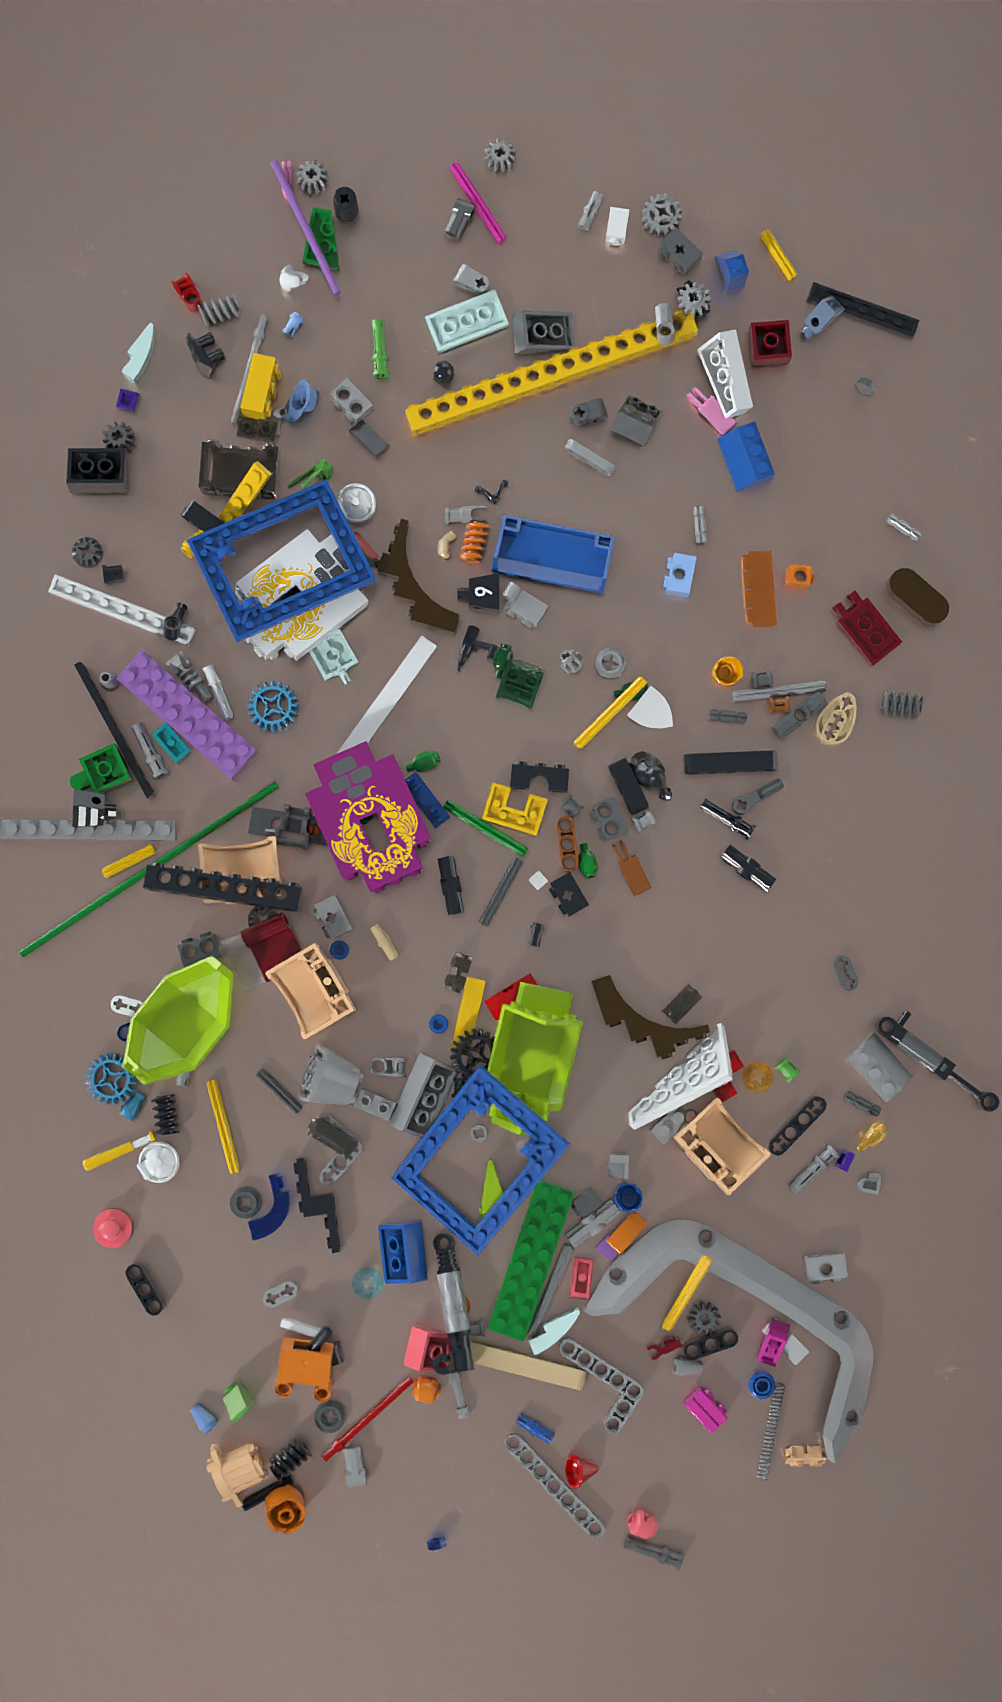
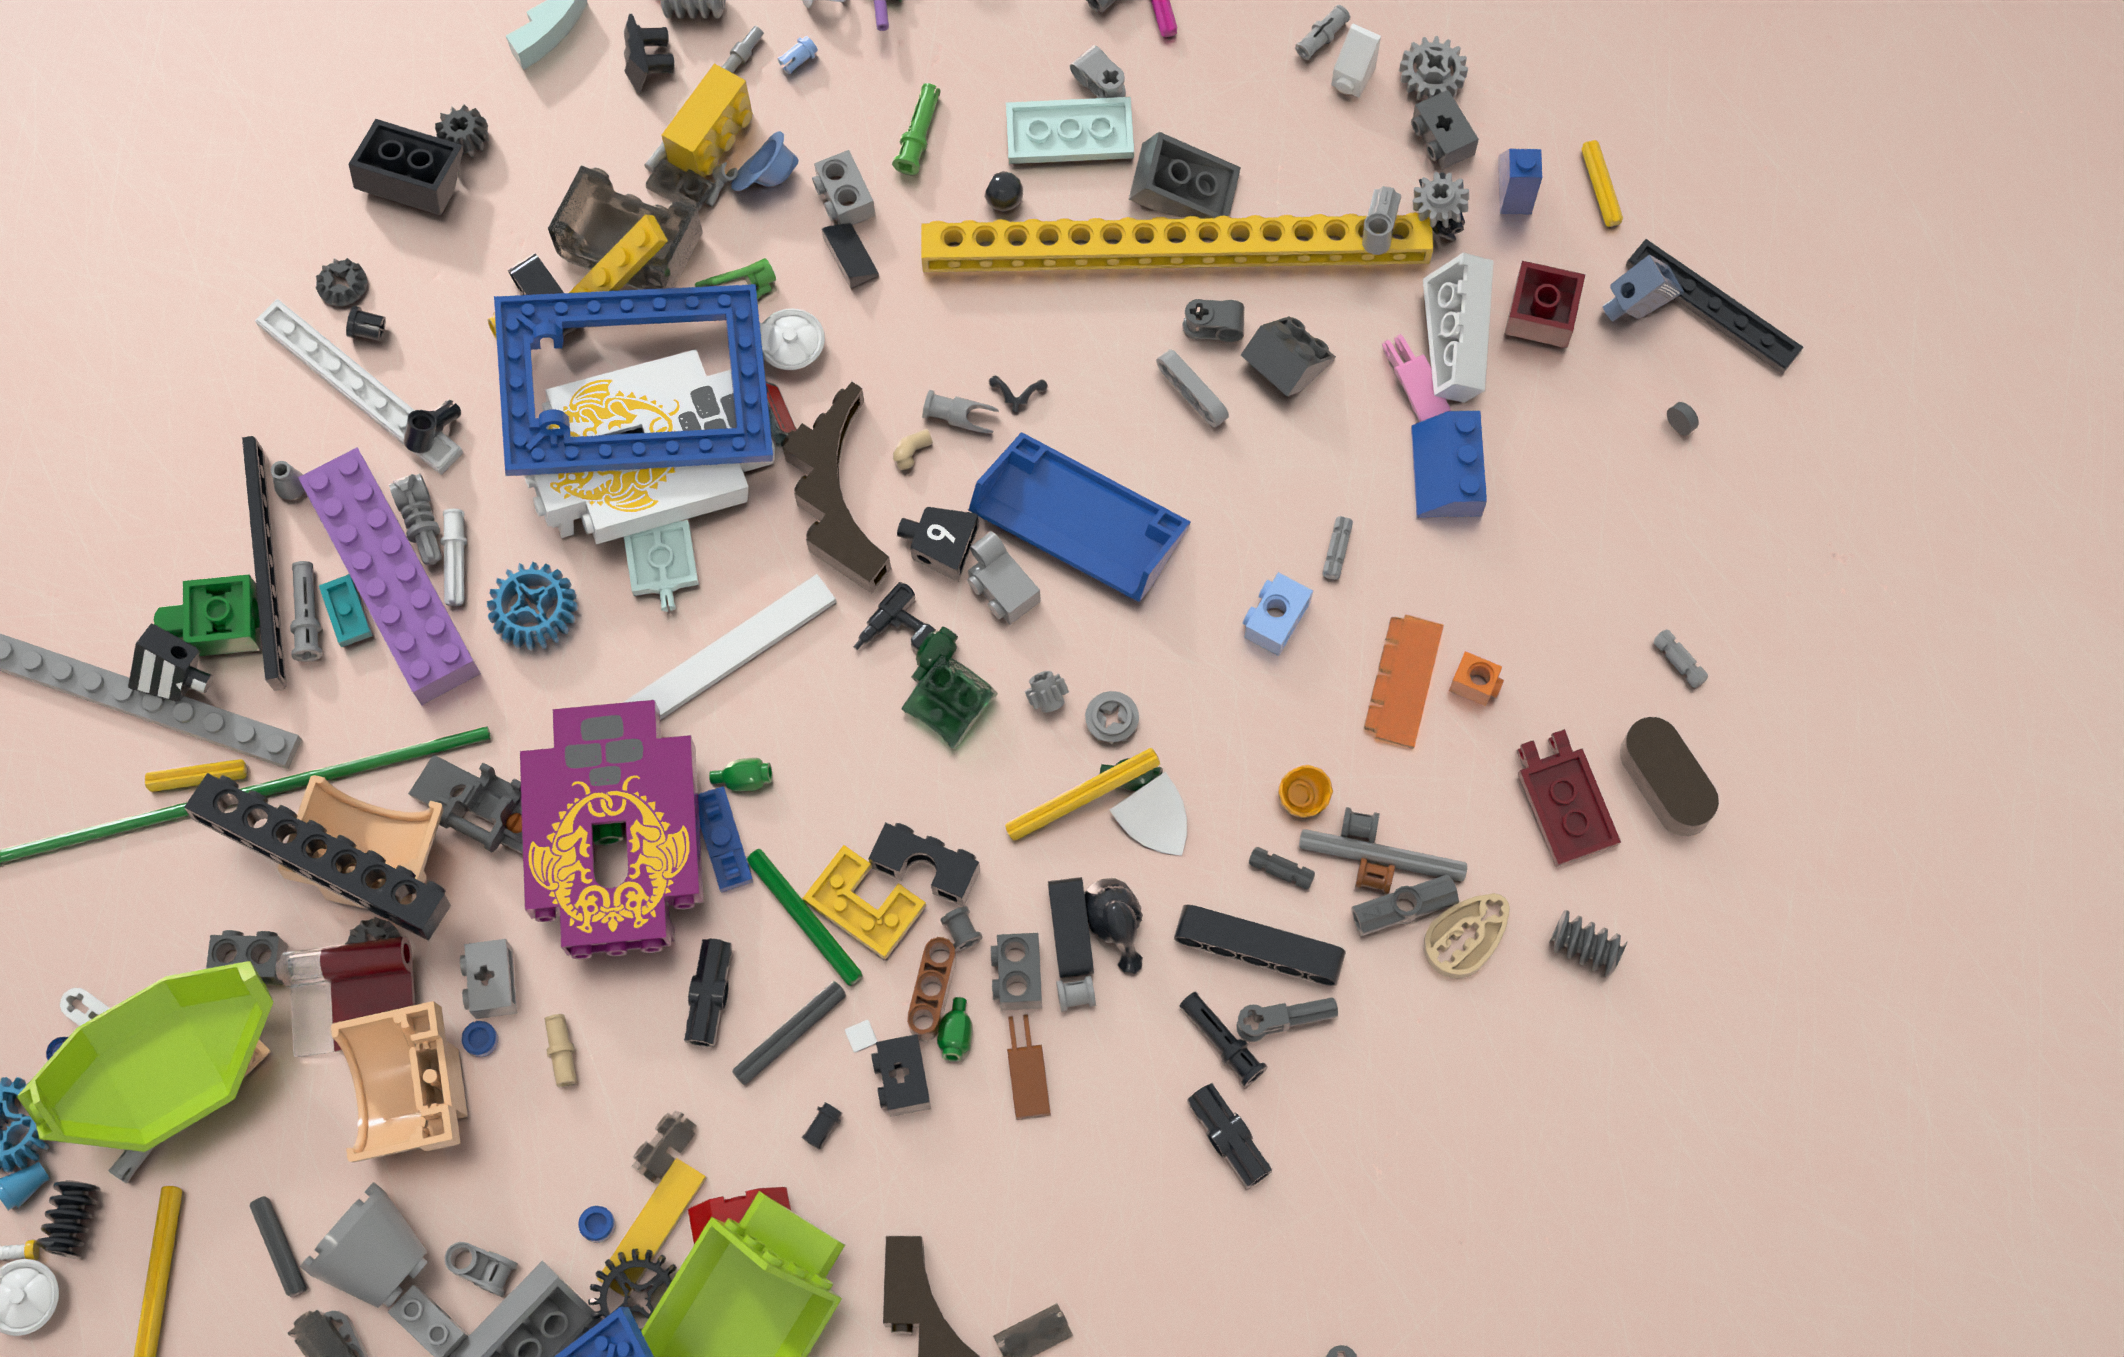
camera: 20 degrees right, 15 degrees down
(127, 400) = (500, 86): dark purple tile -> none
(473, 542) = (955, 455): orange piece -> none

